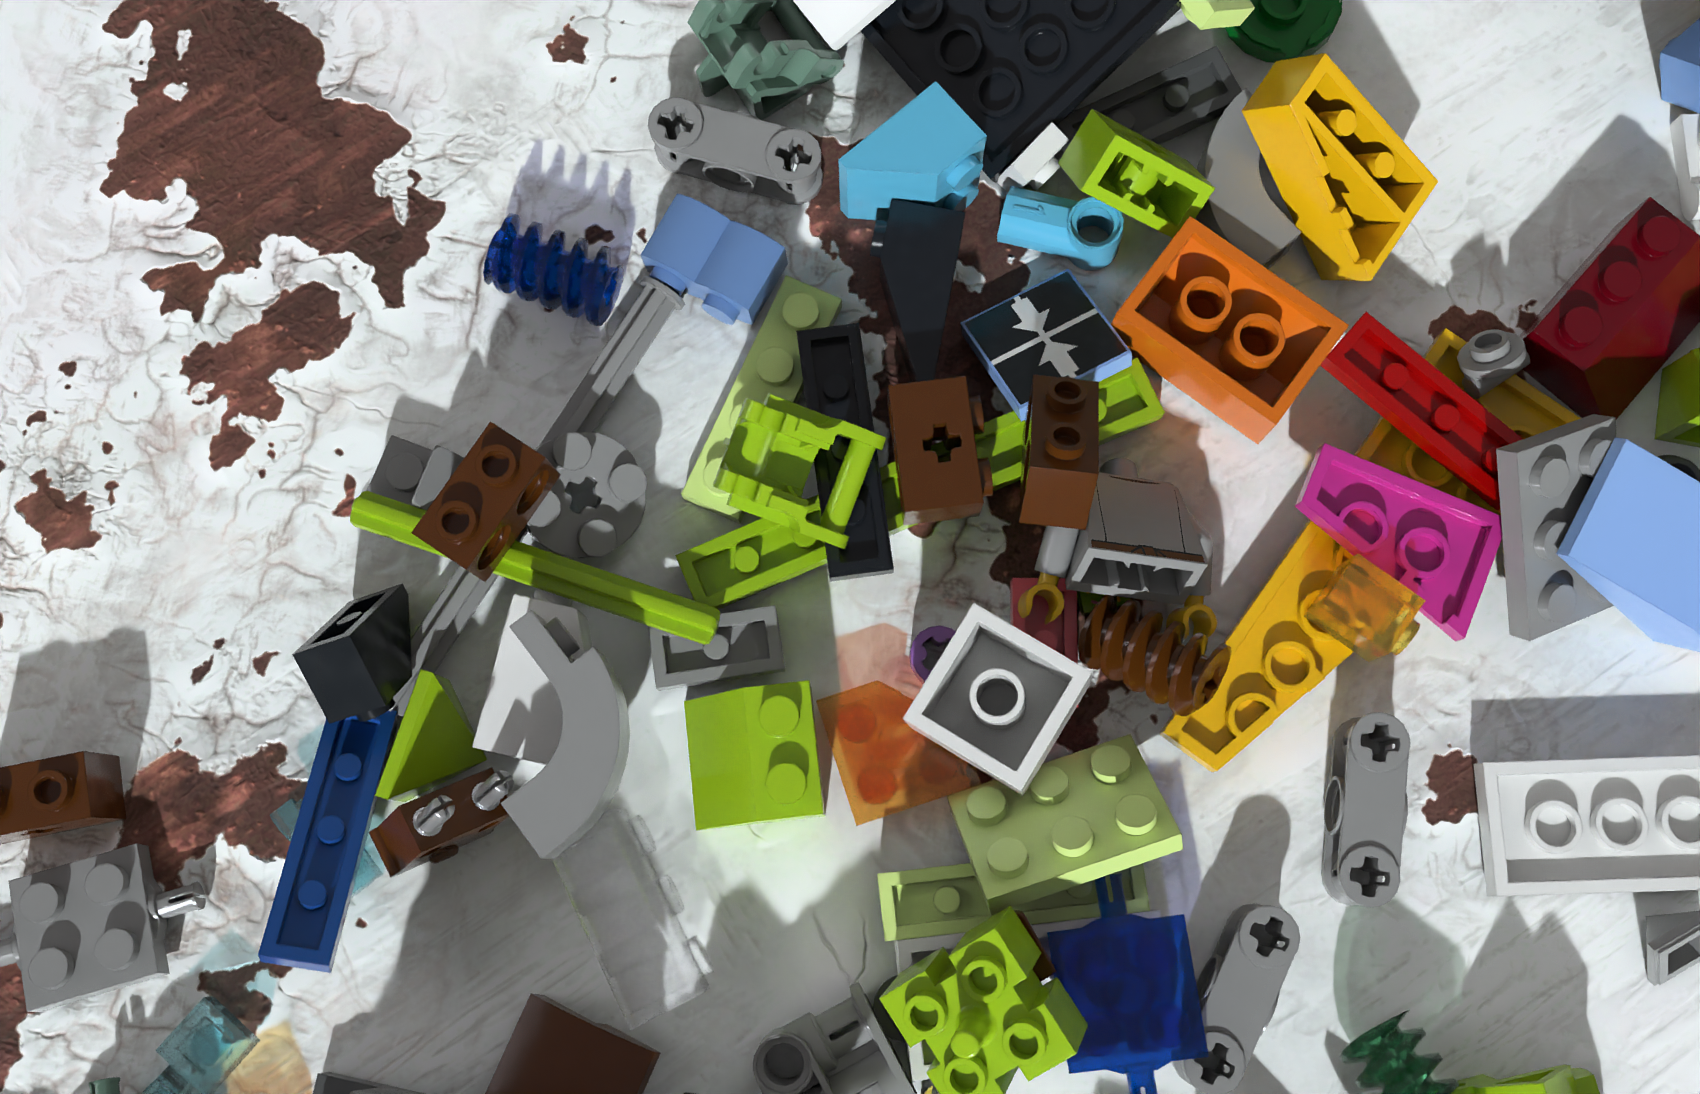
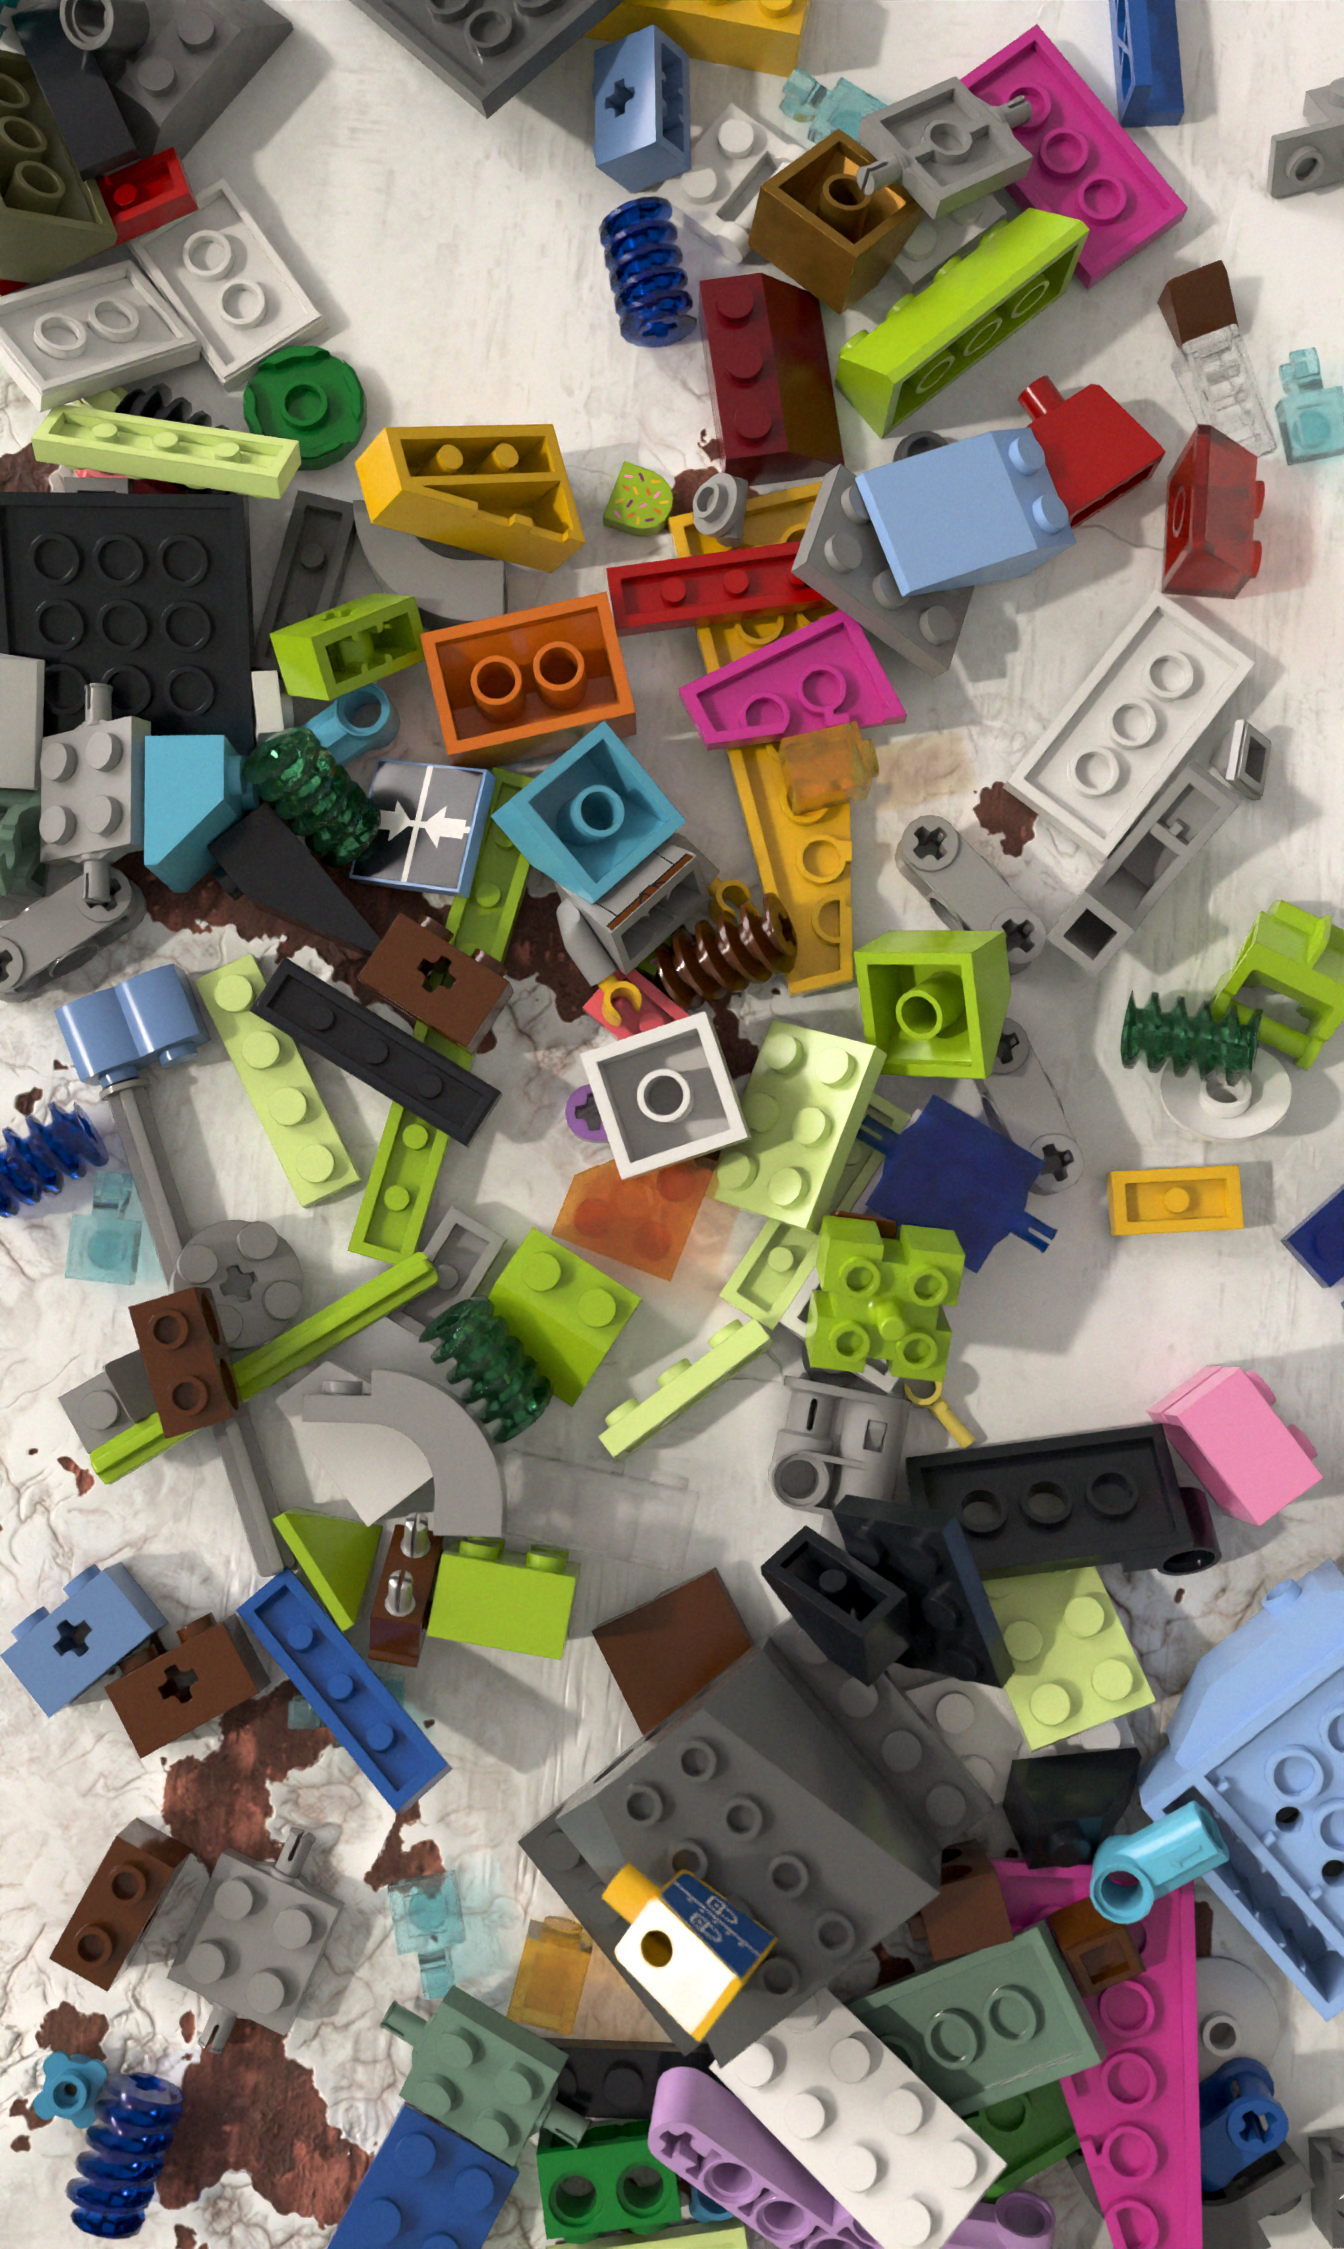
camera: 55 degrees left, 5 degrees up
(187, 594) = (53, 1663): none -> medium blue brick
(211, 700) = (159, 1711): none -> reddish brown brick
(360, 656) = (221, 1558): black slope -> none
(499, 903) = (505, 1596): none -> lime brick
(535, 373) = (104, 1243): none -> clear light blue plate
(676, 738) = (492, 1364): none -> clear green piece
(773, 456) = (338, 1112): lime piece -> none
(782, 907) = (684, 1387): none -> yellowish green plate
(861, 85) = (94, 792): none -> light grey plate
(1001, 242) = (314, 795): none -> clear green piece
(1060, 452) = (519, 891): reddish brown brick -> none
(1168, 456) = (589, 816): none -> medium azure slope
(1259, 853) = (935, 1000): none -> lime slope
(1435, 298) = (639, 502): none -> lime tile
(1517, 935) = (1143, 868): none -> light grey arch
(1615, 157) = (647, 273): none -> clear blue piece

